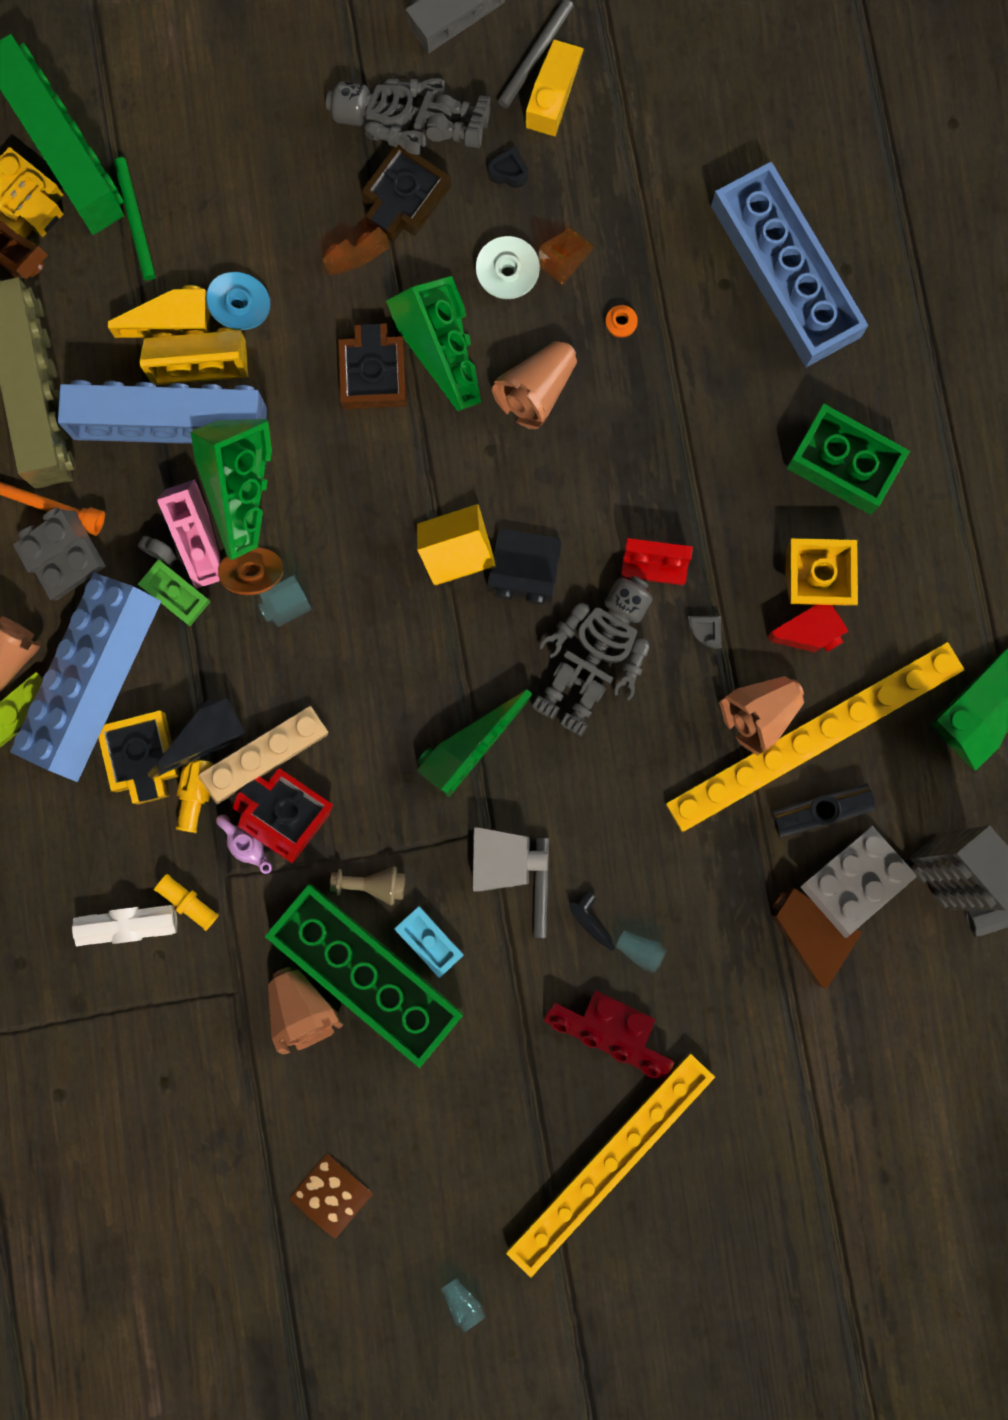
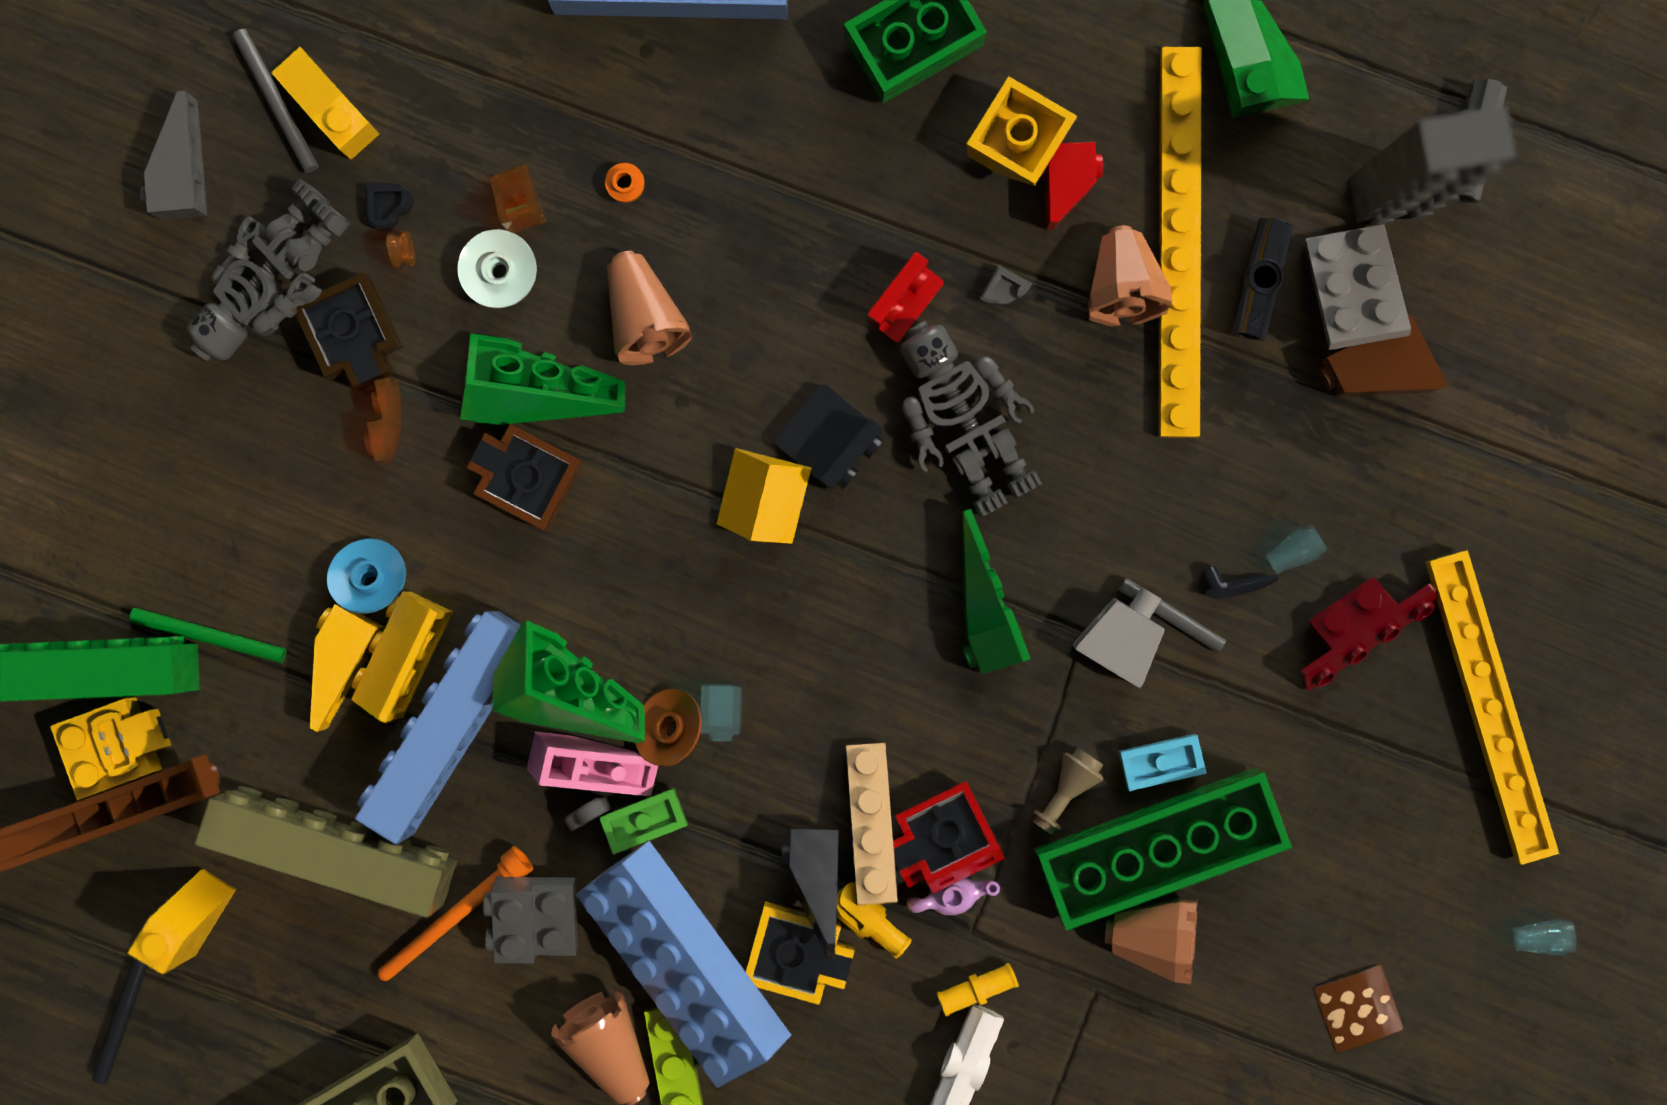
camera: 60 degrees left, 5 degrees up
(482, 195) = (401, 249): none -> clear orange bush

